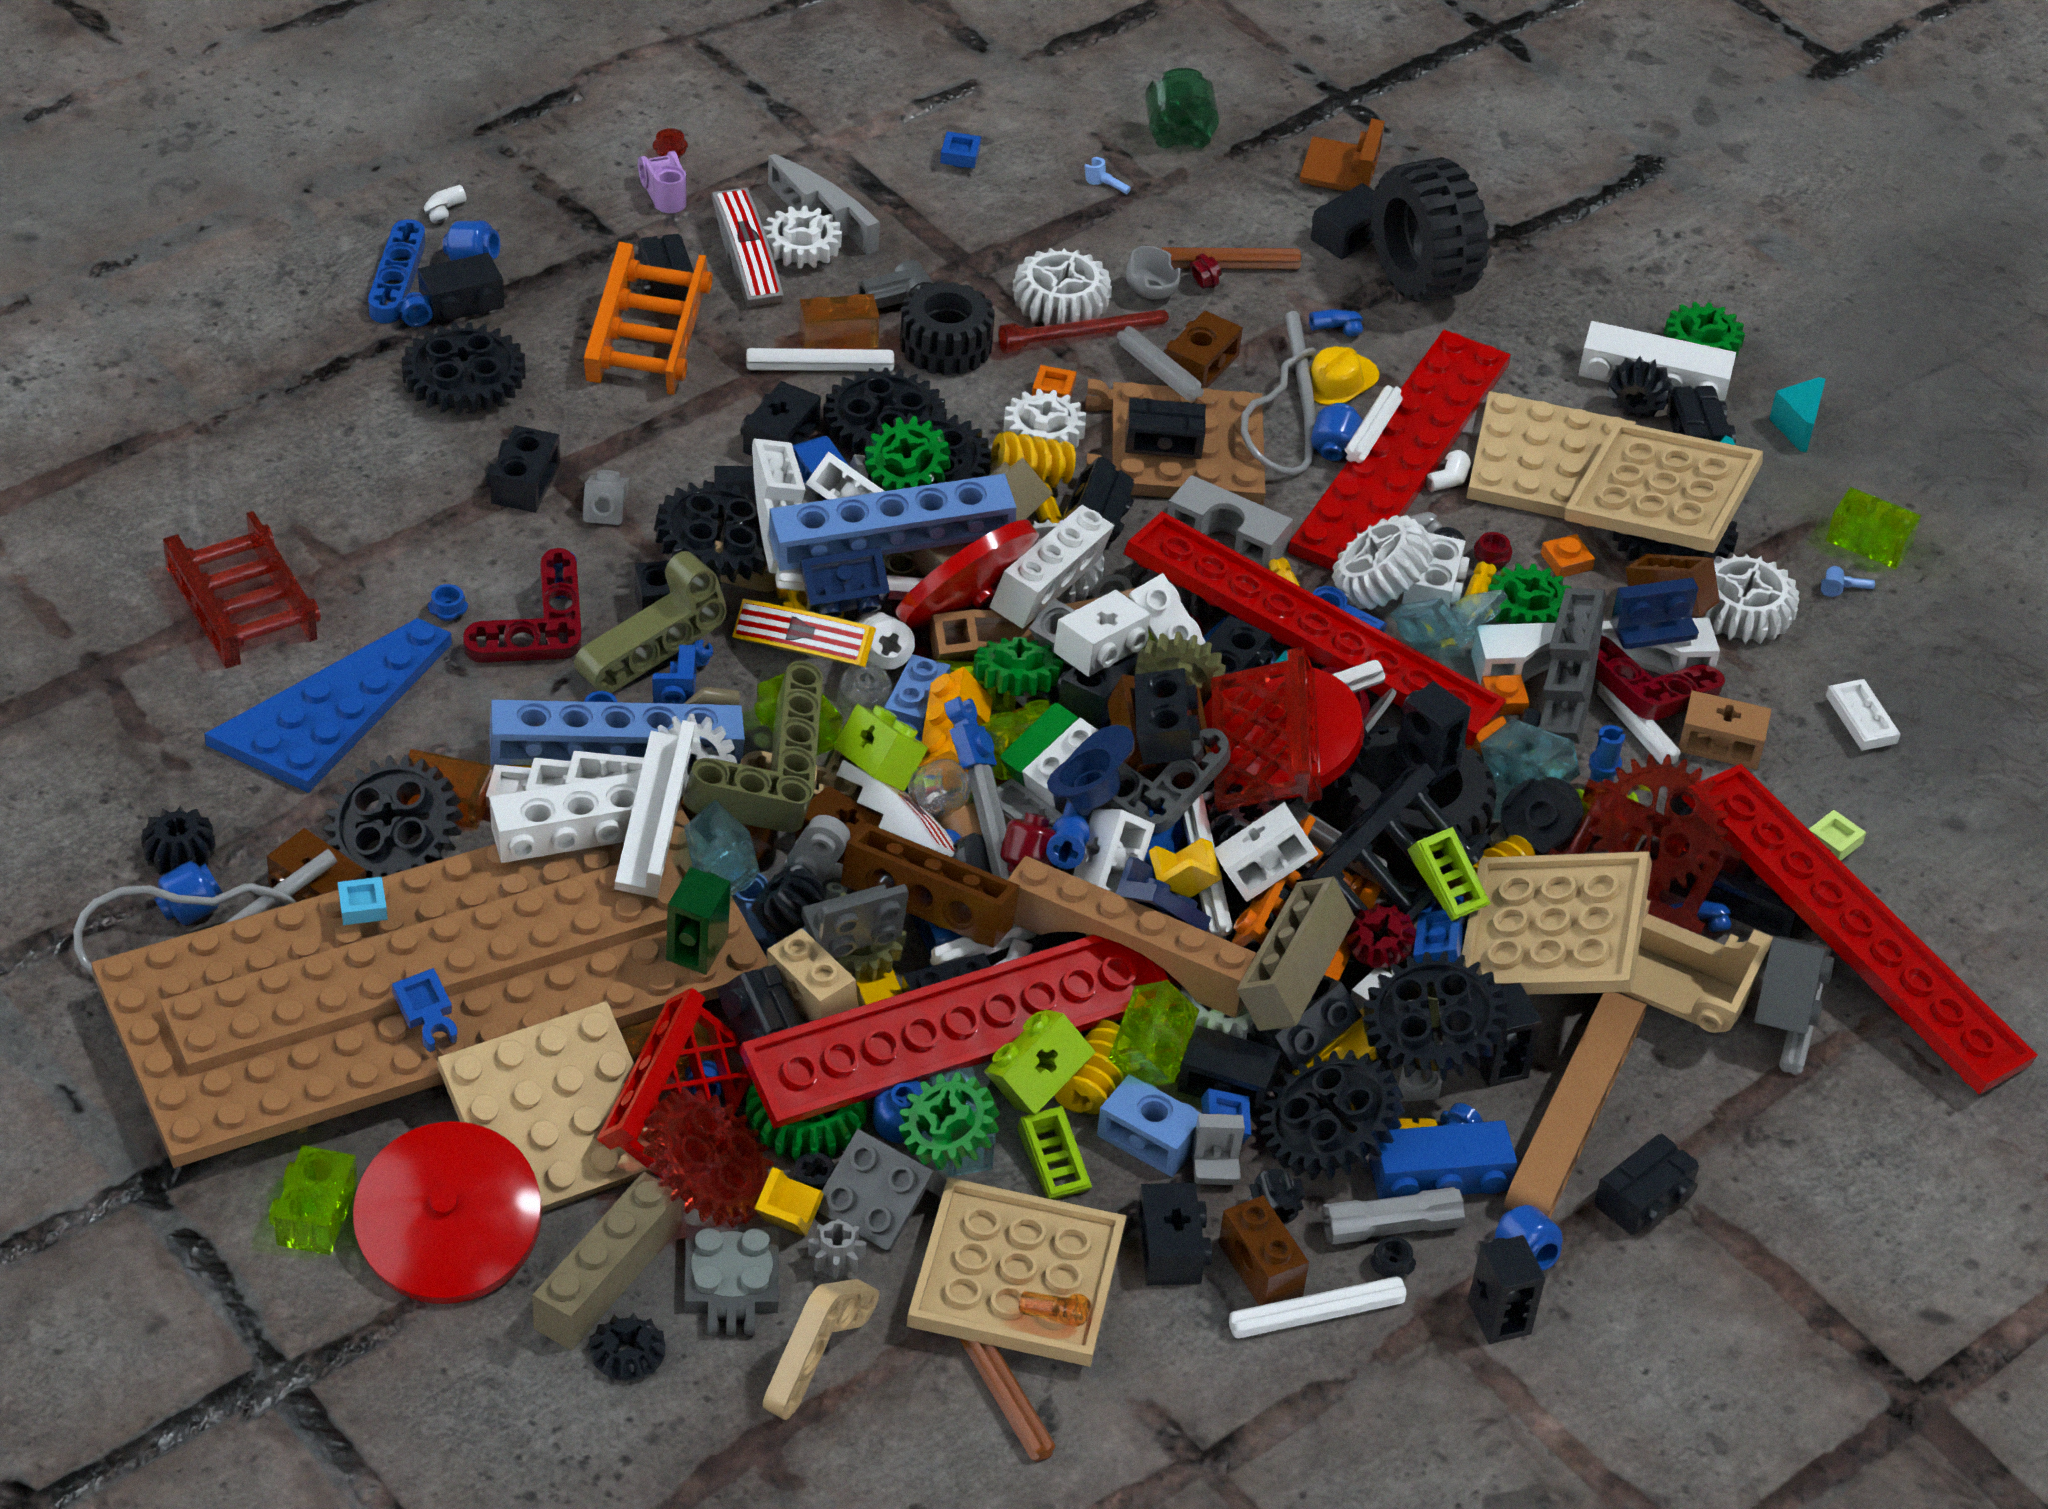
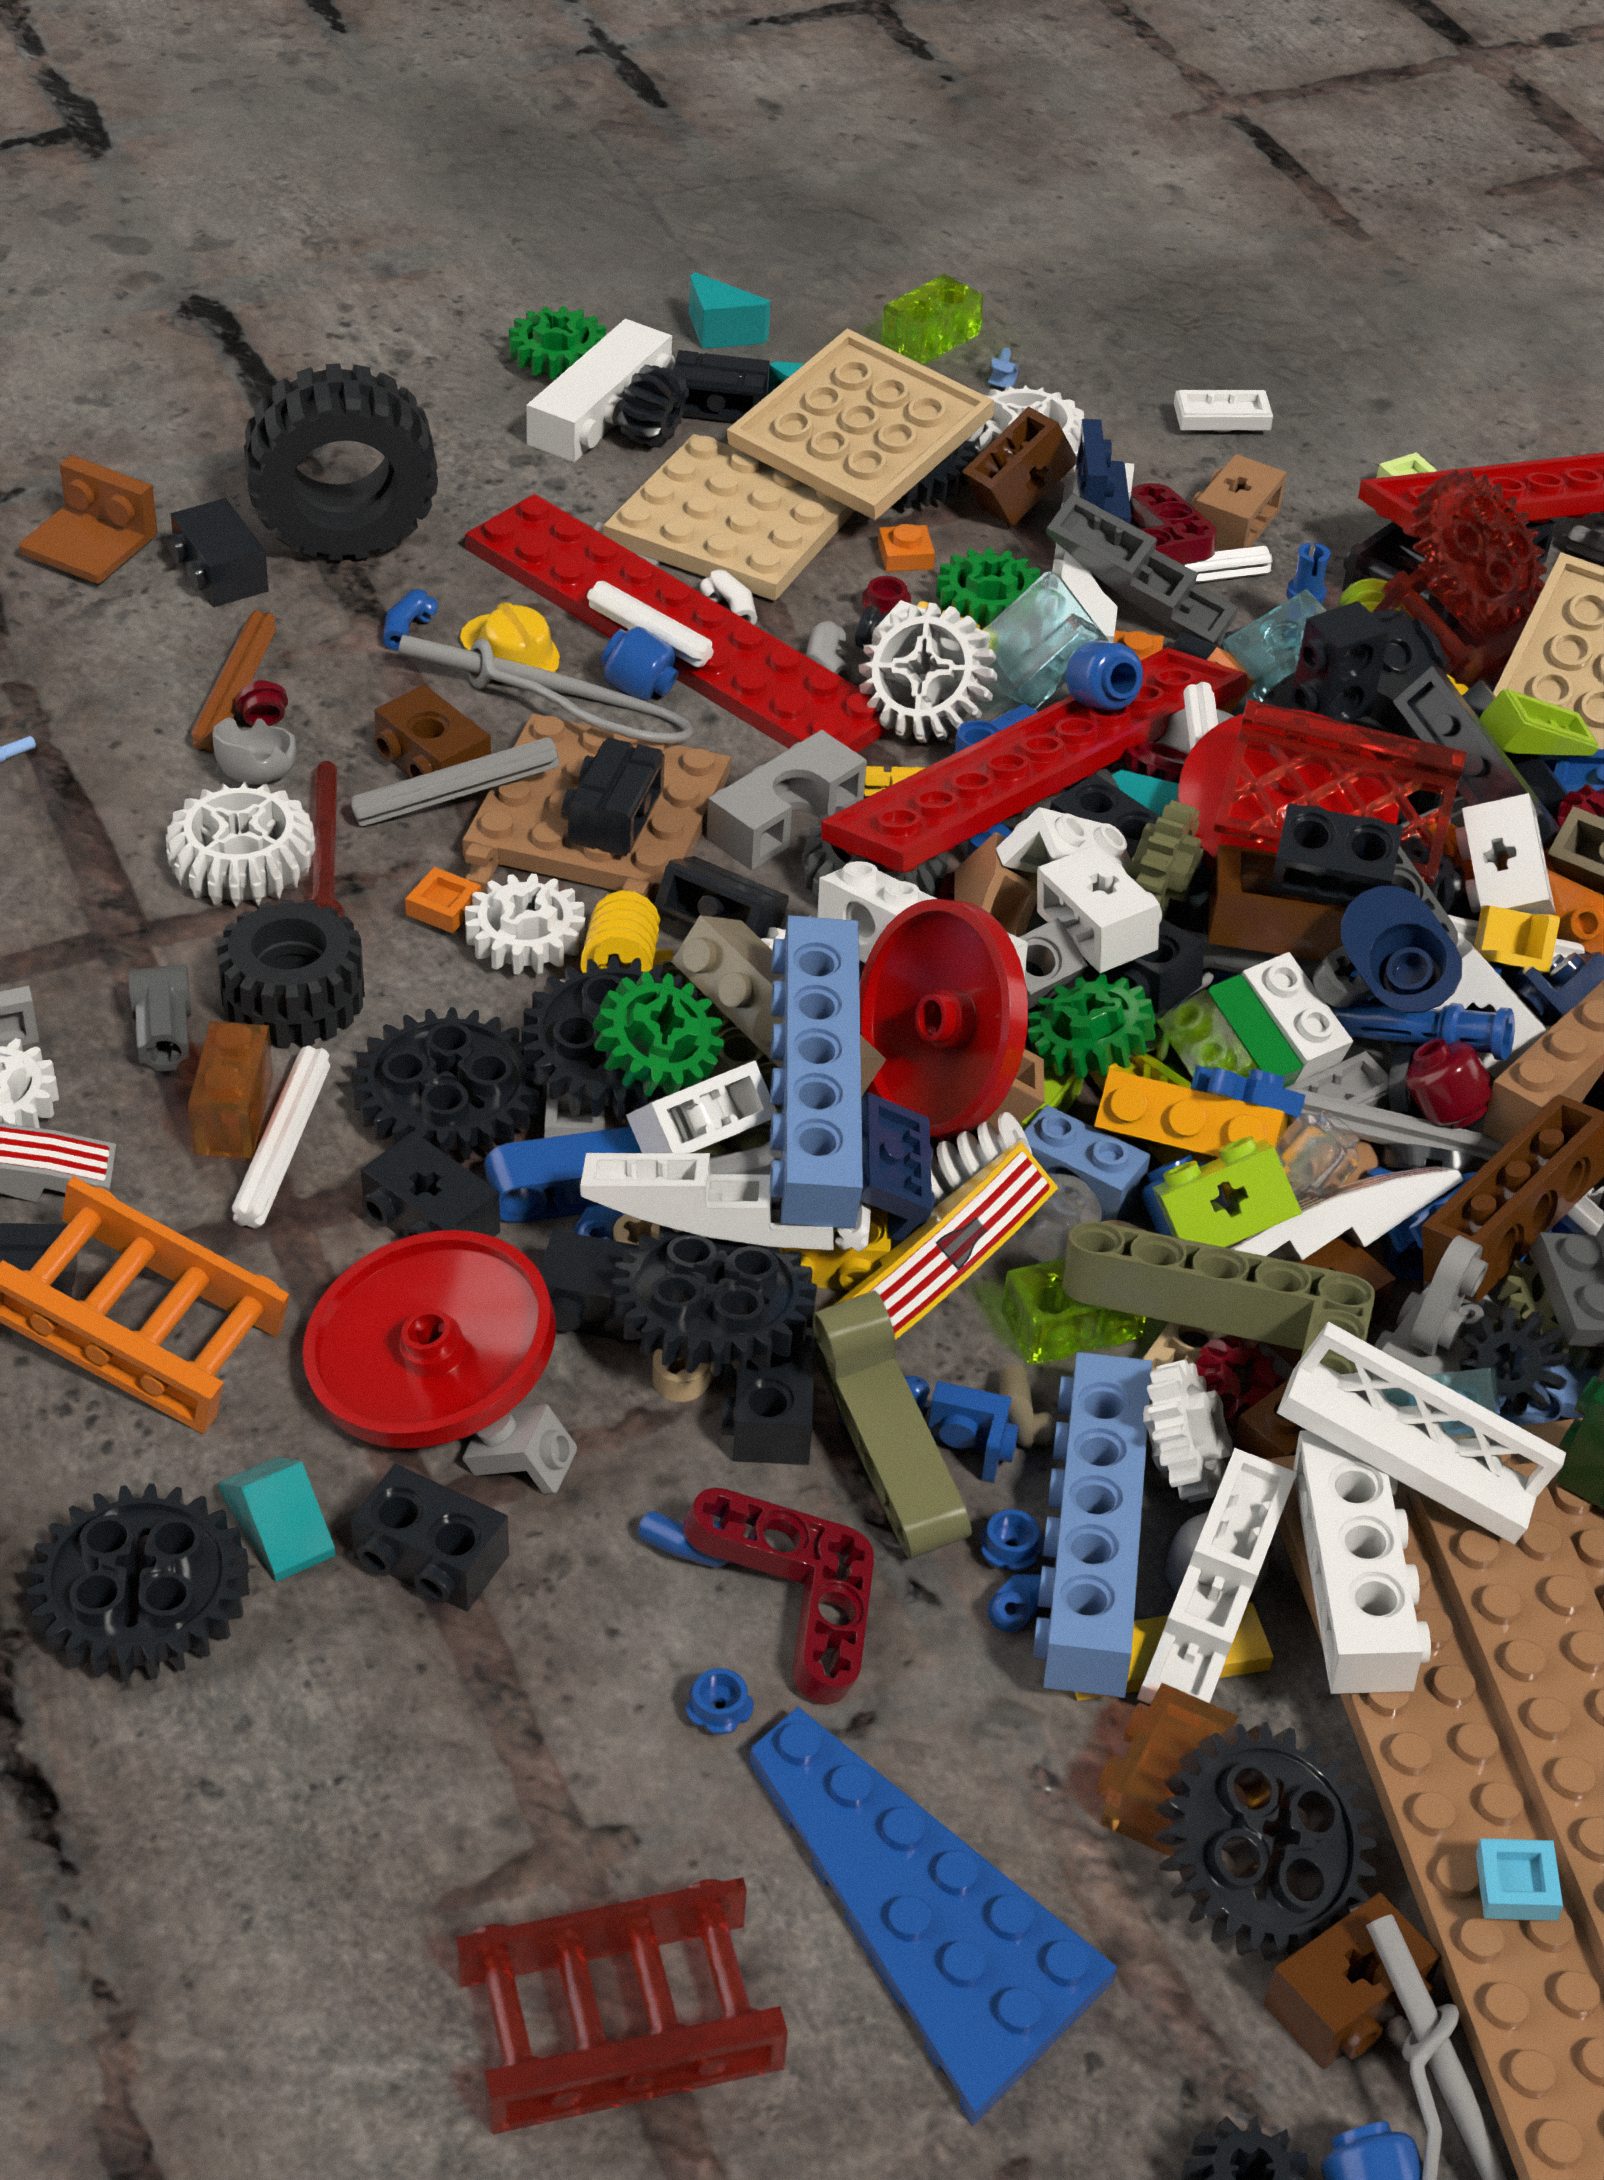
camera: 75 degrees left, 0 degrees up
(529, 407) = (279, 1515): none -> teal slope
(662, 435) = (429, 1339): none -> red dish
(1406, 640) = (1104, 675): none -> blue head

